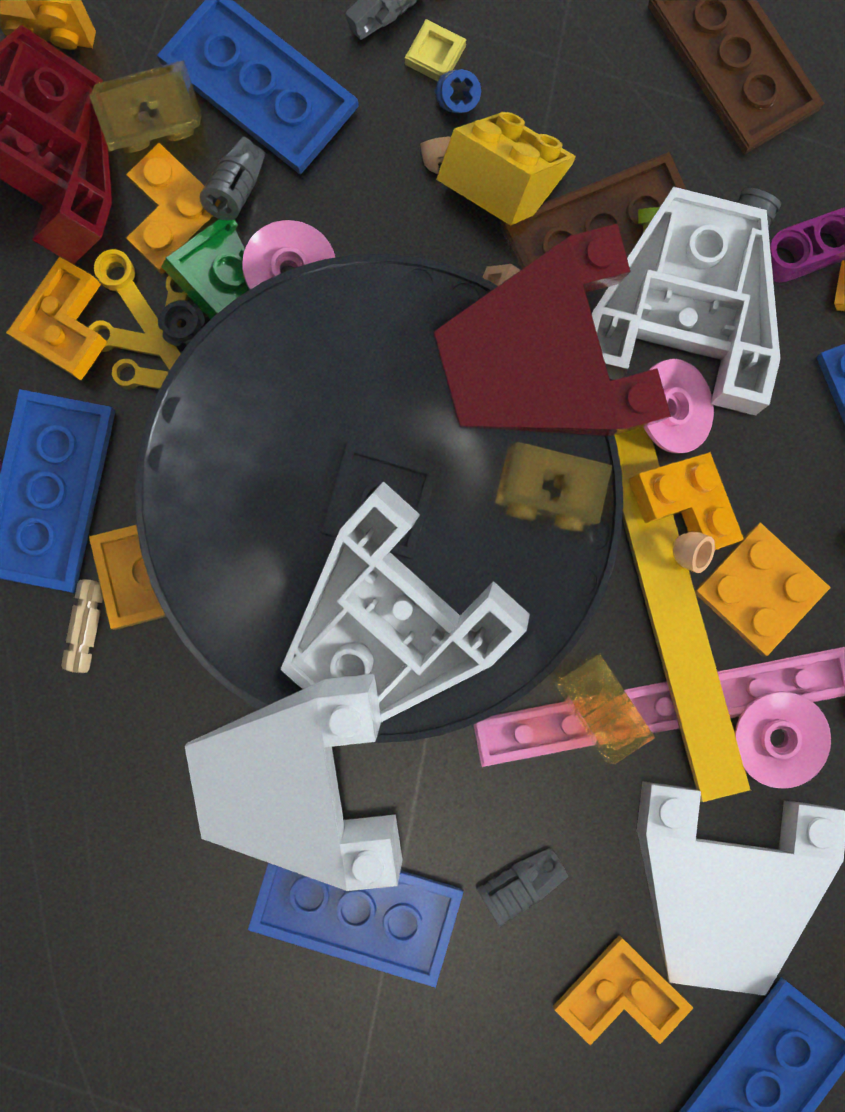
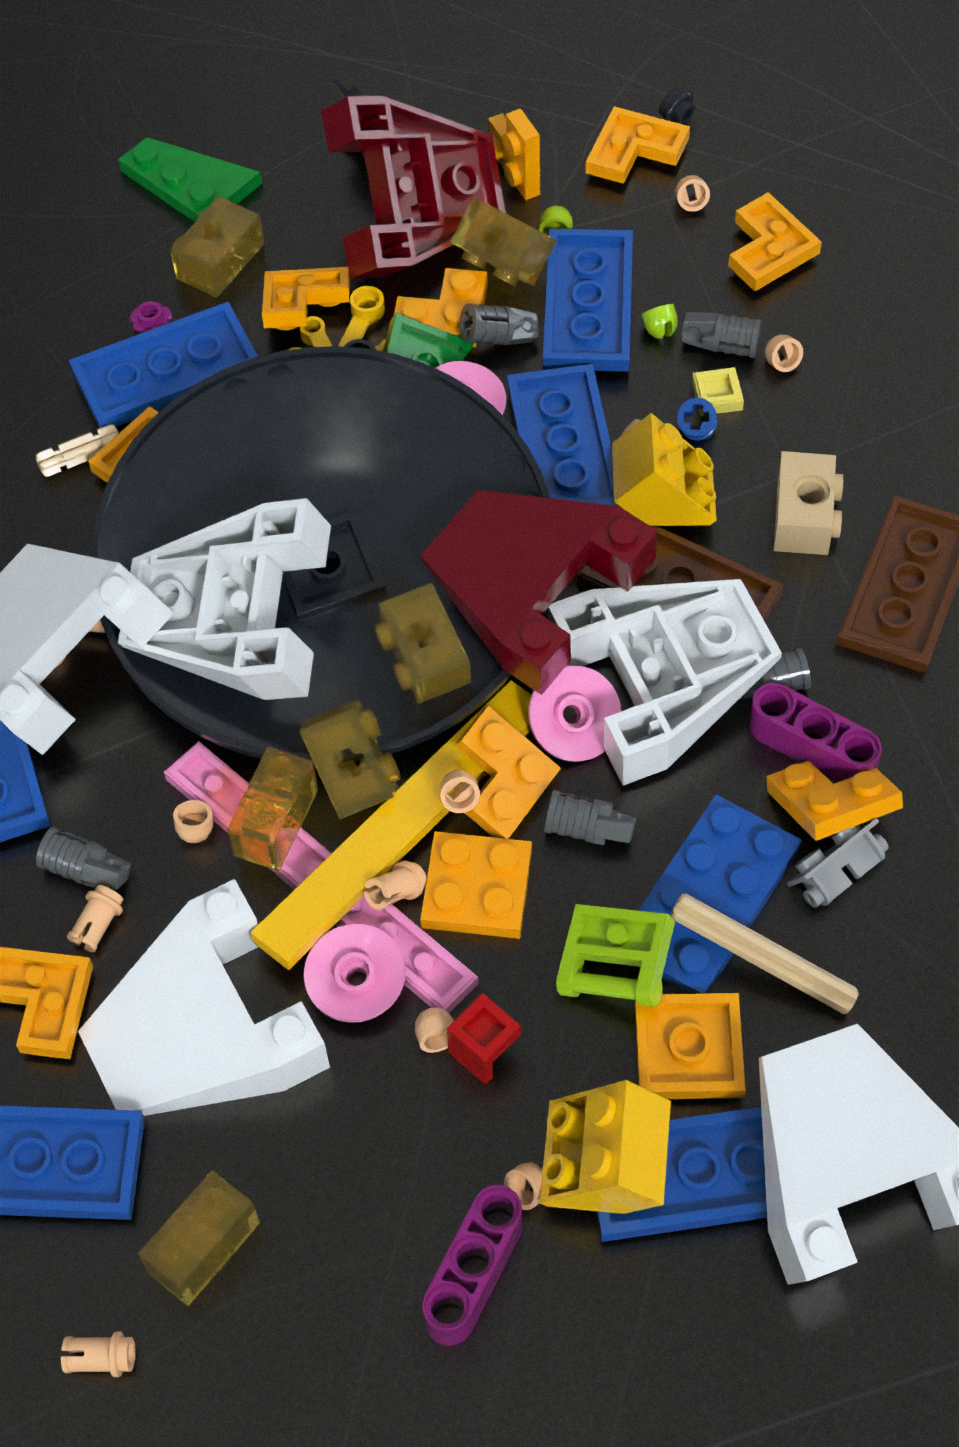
camera: 60 degrees right, 25 degrees down
(147, 42) = (555, 218): none -> lime hinge
(328, 39) = (660, 321): none -> lime hinge
(392, 208) = (566, 431): none -> blue plate
(542, 766) = (193, 821): none -> light nougat hinge
(581, 907) = (96, 917): none -> light nougat pin
(603, 617) = (348, 785): none -> clear yellow brick
(614, 97) = (806, 503): none -> tan brick
(728, 655) = (403, 882): none -> light nougat pin
(772, 466) = (587, 819): none -> dark grey hinge

